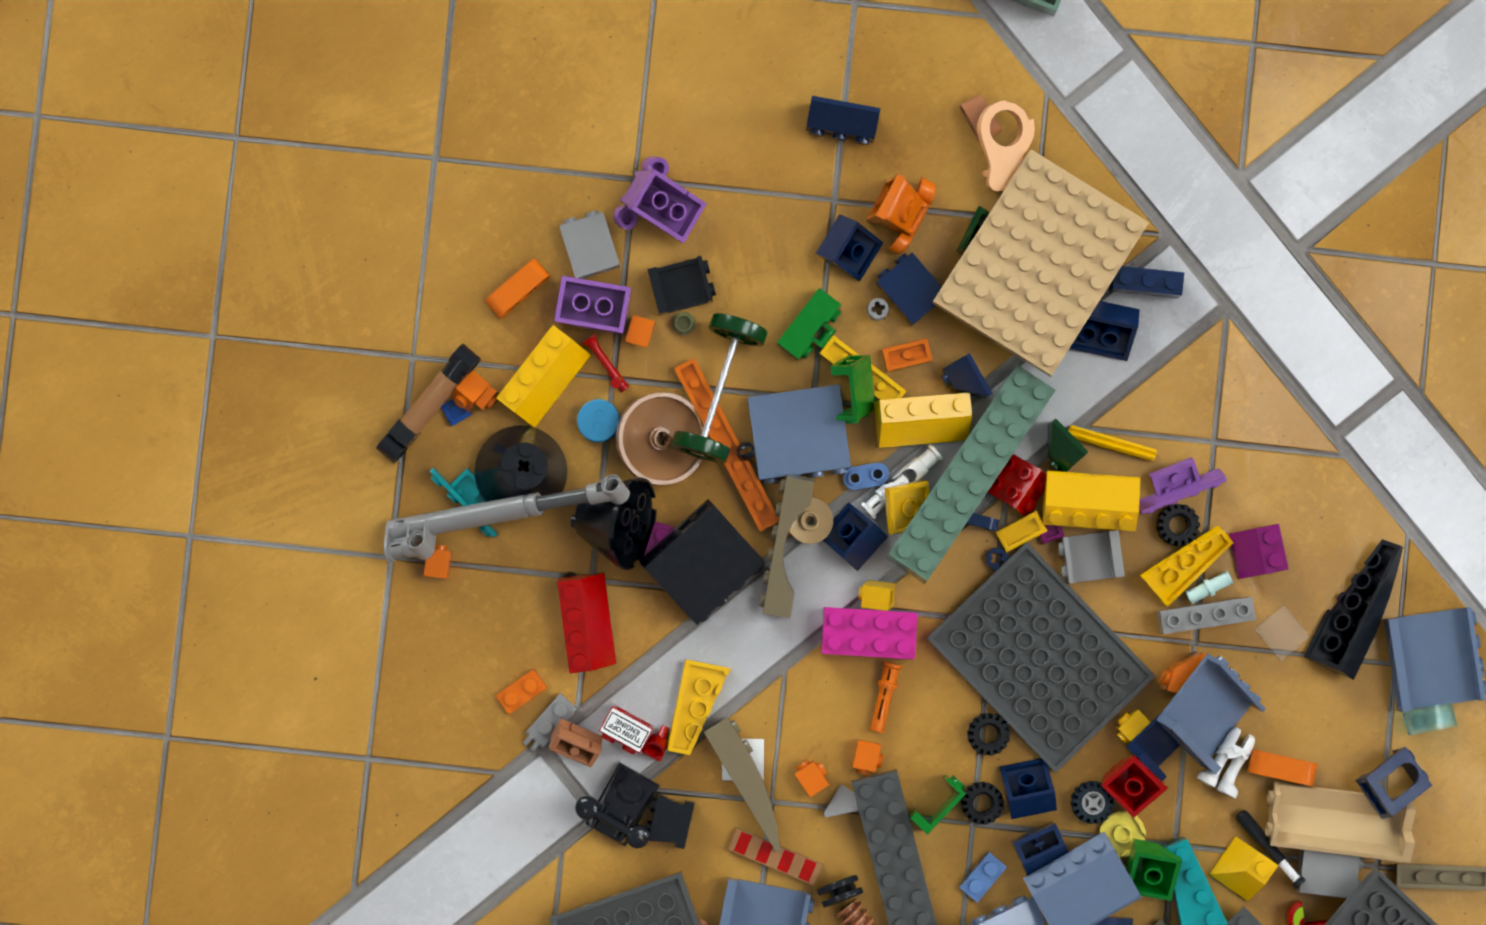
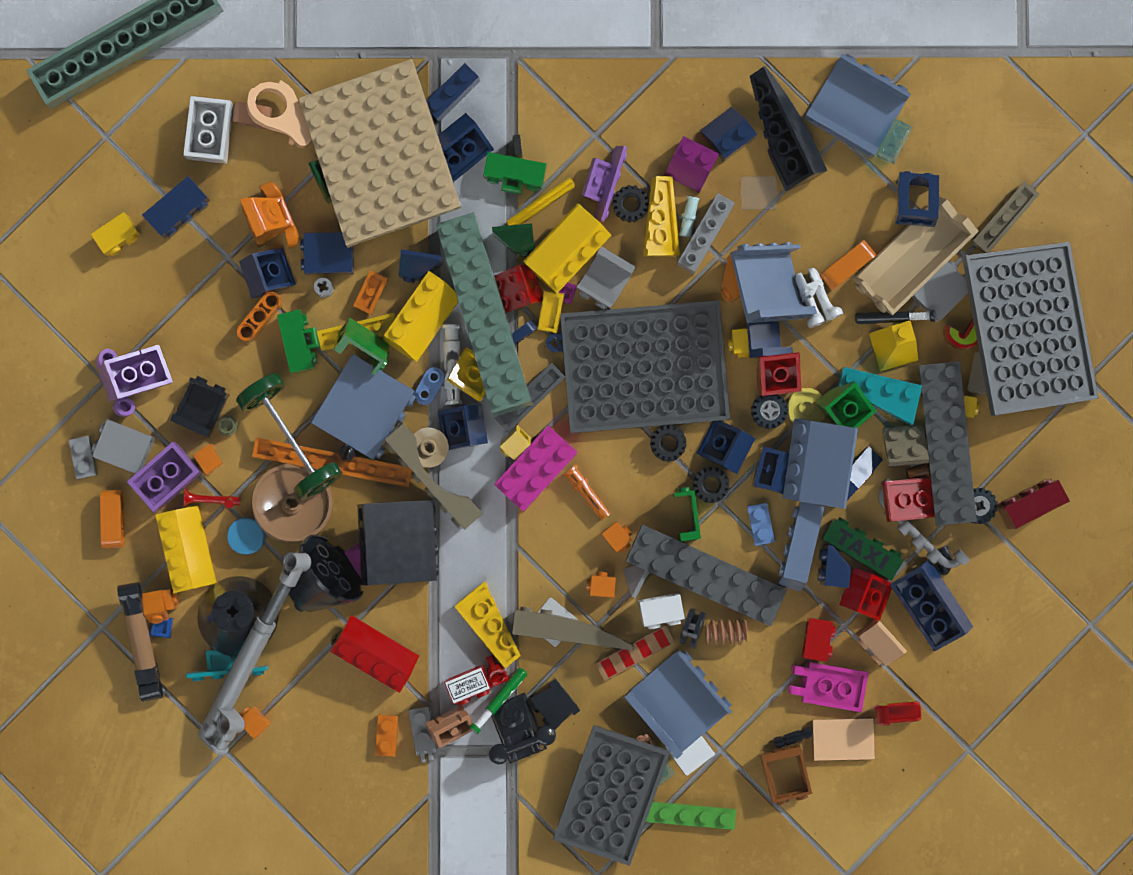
camera: 50 degrees left, 0 degrees up
(550, 217) = (82, 457): none -> light grey plate
(643, 768) = (509, 687): none -> green piece
(774, 84) = (116, 234): none -> yellow brick
(794, 279) = (261, 306): none -> orange beam
(834, 850) = (661, 610): none -> white brick
(936, 91) = (208, 129): none -> white brick
(943, 577) = (538, 390): none -> dark grey plate
(1128, 404) = (514, 169): none -> green piece
(1147, 380) = (517, 146): none -> pearl dark grey tile
(1314, 562) = (728, 133): none -> dark blue slope

